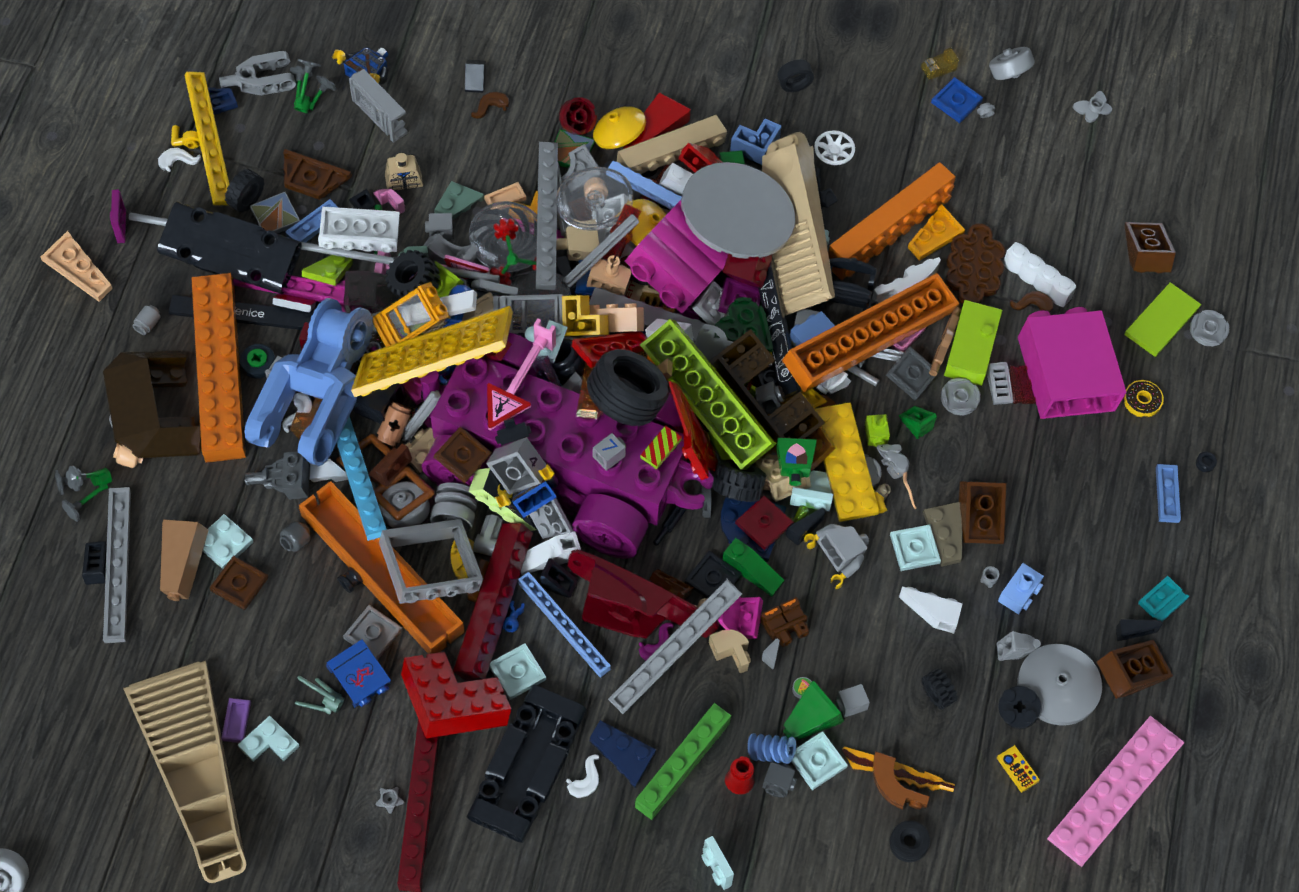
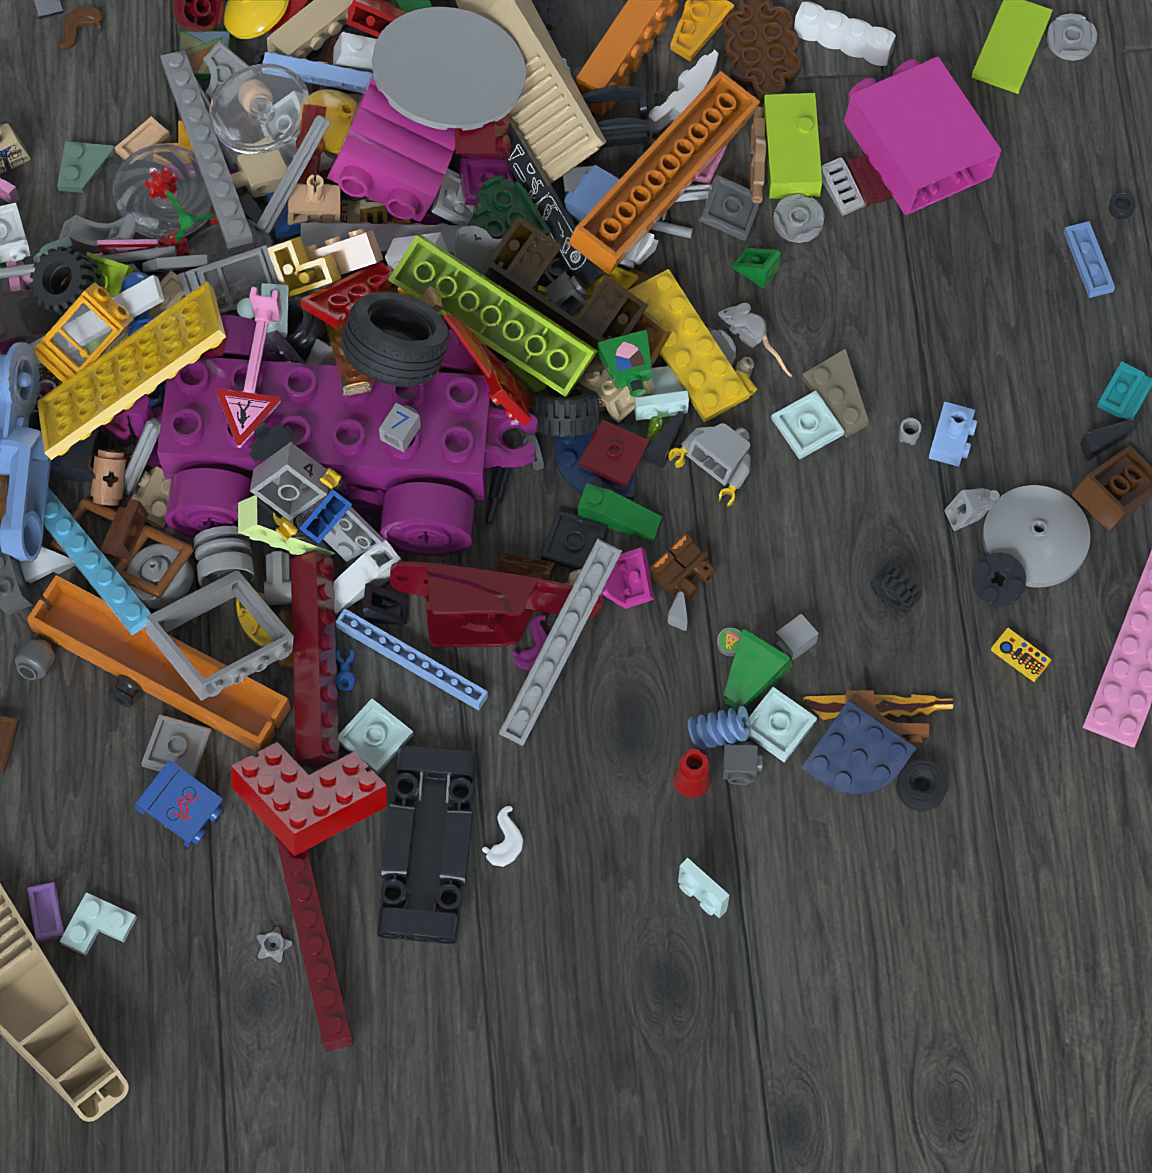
camera: 15 degrees left, 5 degrees up
(332, 699) = (157, 847): sand green plant -> none
(440, 224) = (72, 202): light grey brick -> none
(462, 454) = (215, 489): reddish brown tile -> none
(623, 751) = (541, 791): dark blue wing -> none
(661, 447) = (461, 401): tile -> none
(682, 761) = (617, 779): bright green brick -> none
(731, 643) = (626, 615): tan brick -> none
(869, 801) = (858, 753): none -> dark blue plate
(877, 430) = (711, 293): lime brick -> none
(937, 611) = (861, 494): white slope -> none
(982, 511) = (874, 353): reddish brown slope -> none
(1038, 298) = (849, 64): reddish brown piece -> none
(1150, 391) = (1024, 138): tile -> none

